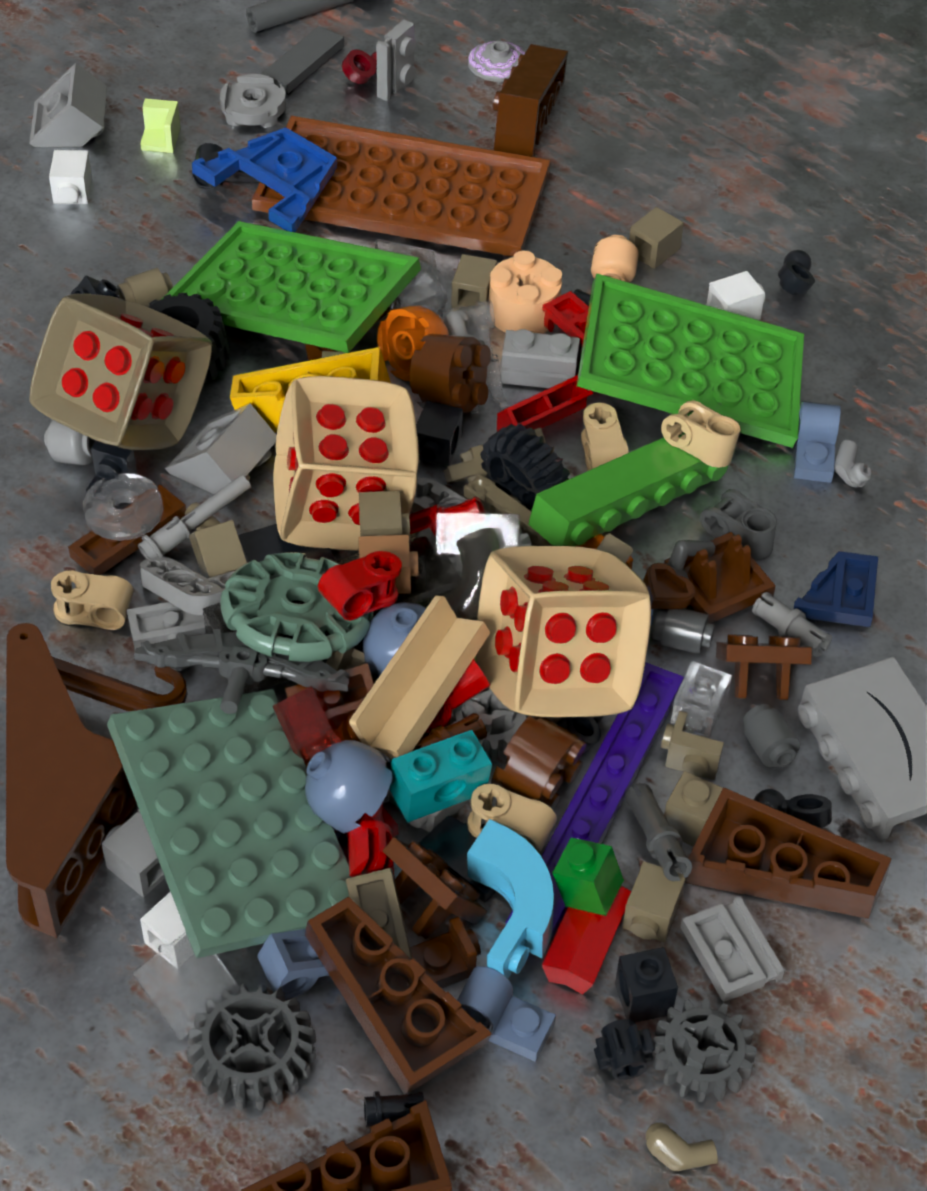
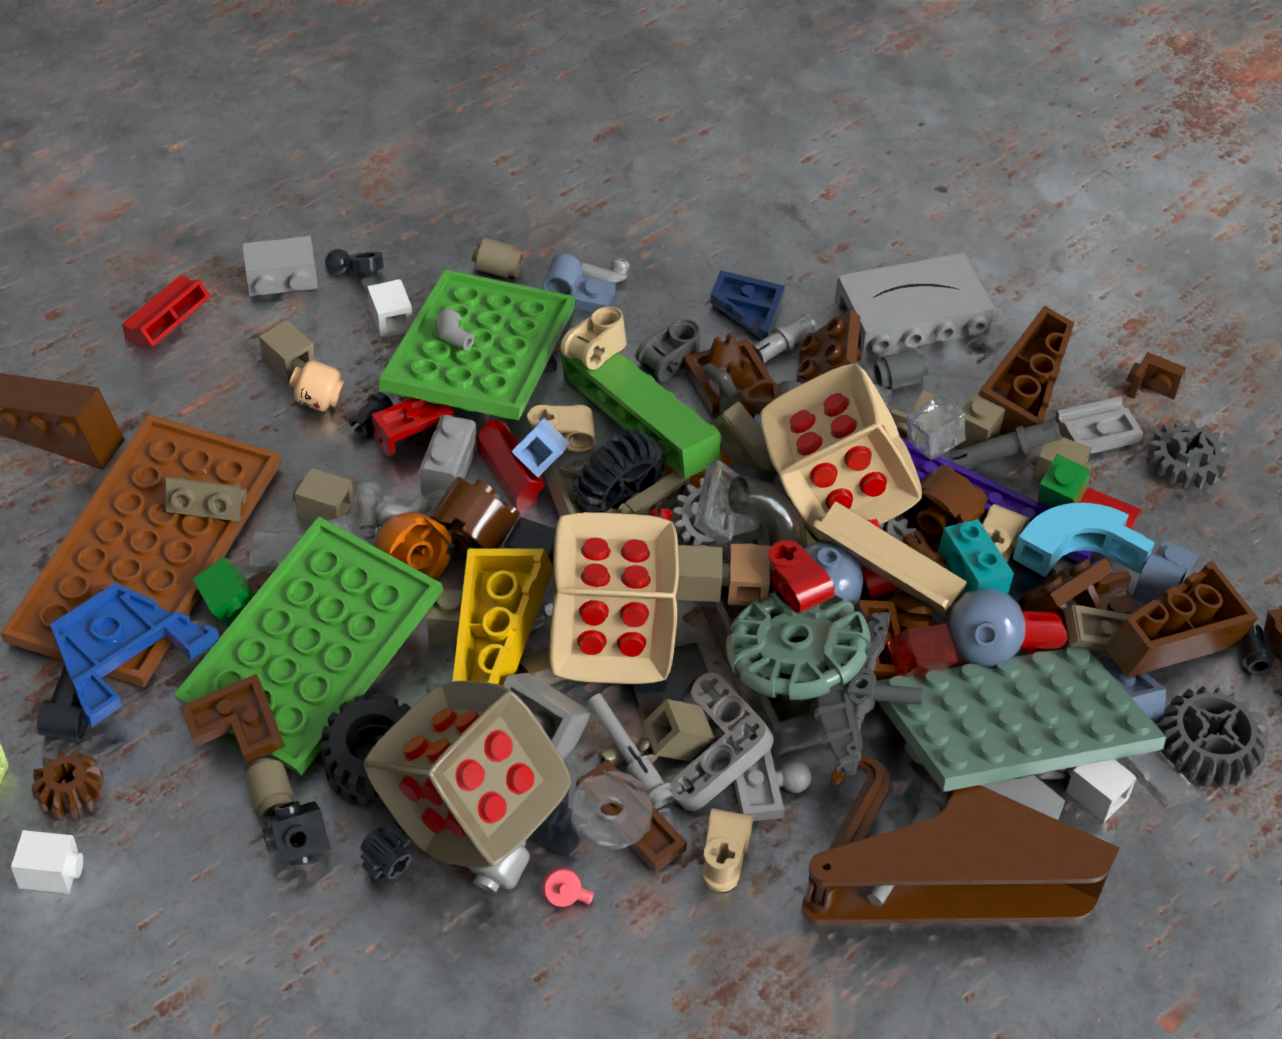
camera: 85 degrees left, 0 degrees up
(48, 489) = (563, 887): none -> coral piece
(144, 177) = (67, 784): none -> reddish brown gear
(207, 249) = (239, 709): none -> reddish brown plate
(350, 226) = (224, 590): none -> green brick
(450, 200) = (204, 498): none -> dark tan hinge
(520, 289) = (355, 450): light nougat brick -> none
(553, 412) = (540, 447): none -> light blue brick
(624, 1049) = (1195, 498): black gear -> none
(646, 984) = (1140, 477): black brick -> none
(656, 748) = (936, 427): none -> clear brick
(676, 1152) = (1268, 483): dark tan arm -> none
(683, 321) = (450, 332): none -> light grey arm
(687, 155) = (164, 312): none -> red piece
(763, 215) = (280, 265): none -> light grey brick
(806, 807) = (973, 360): black plate -> none
(837, 374) = (497, 258): none -> dark tan brick
(837, 1007) = (1156, 375): none -> reddish brown bracket

